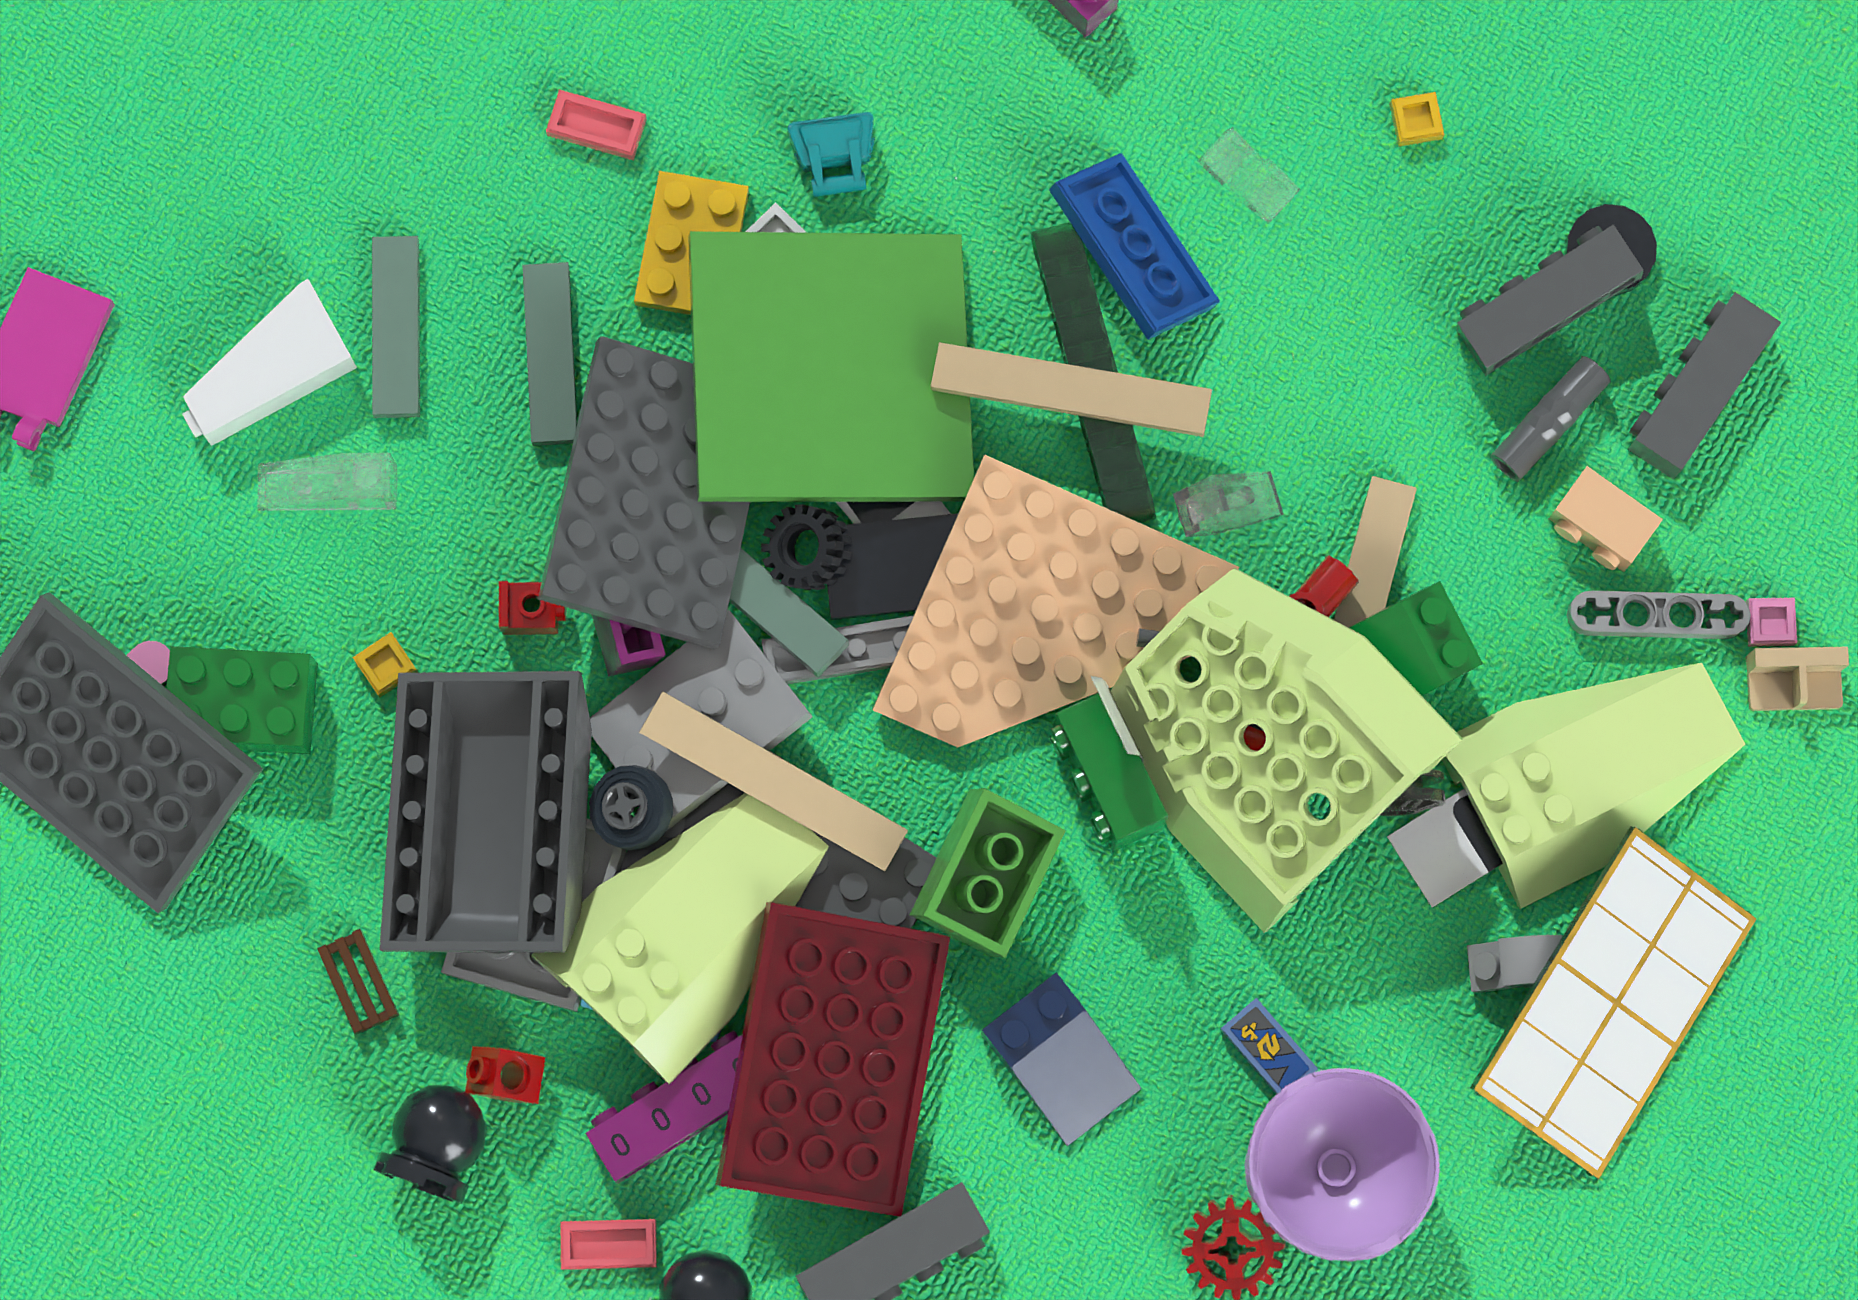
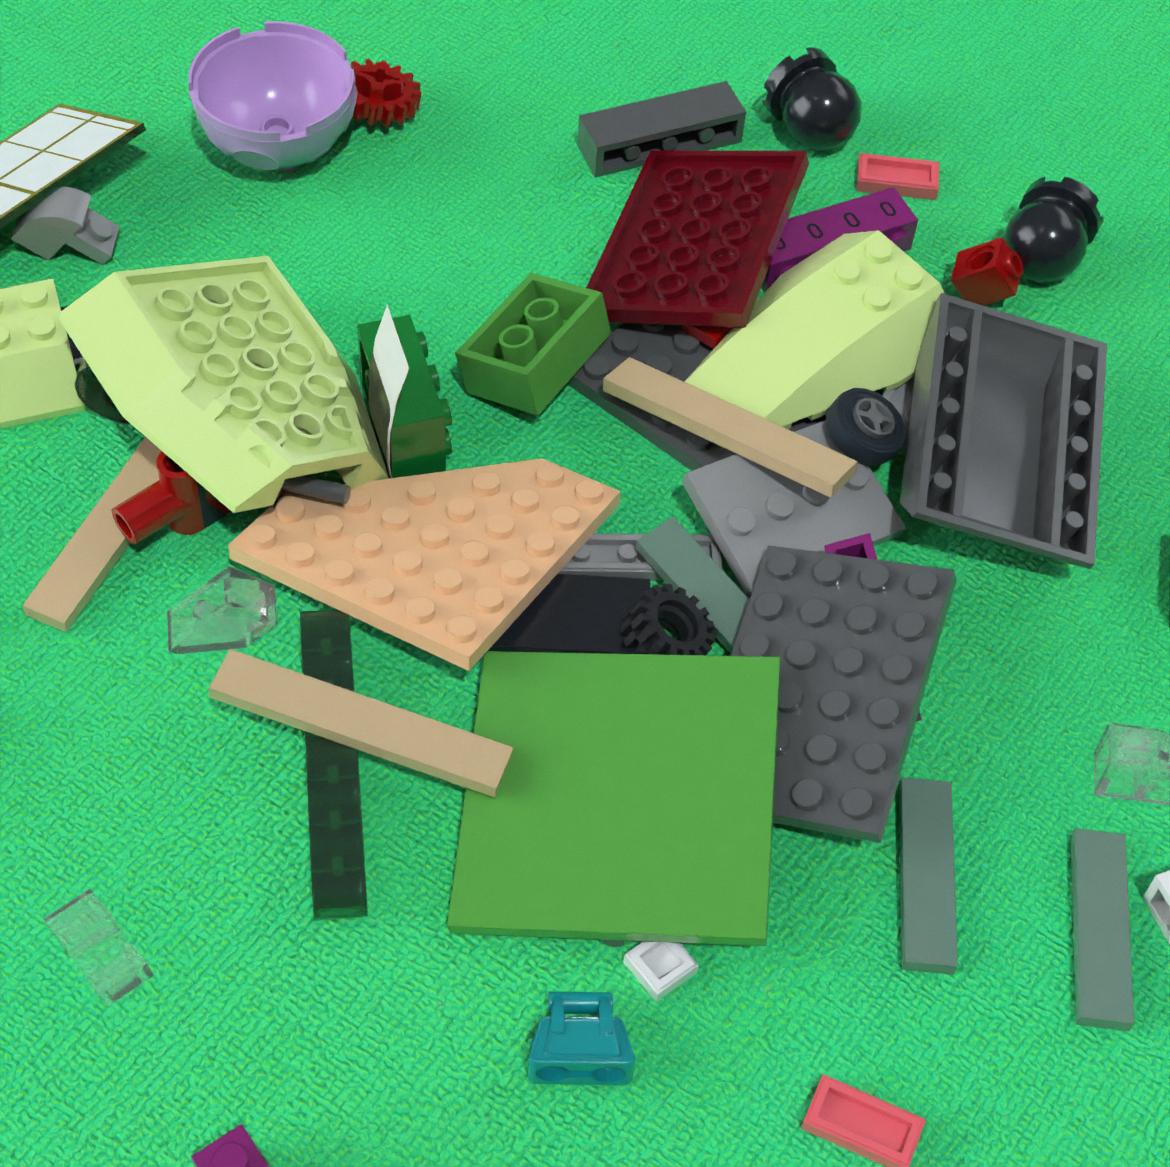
camera: 175 degrees left, 25 degrees down
(341, 945) = (1126, 372): reddish brown tile -> none
(383, 663) = (1101, 610): yellow tile -> none
(517, 621) = (966, 631): red brick -> none
(679, 207) = (762, 990): yellow plate -> none
(1060, 1059) = (499, 235): slope -> none
(1134, 245) = (253, 878): blue tile -> none
(1267, 1047) = (310, 217): tile -> none
(1422, 638) = (84, 460): green slope -> none

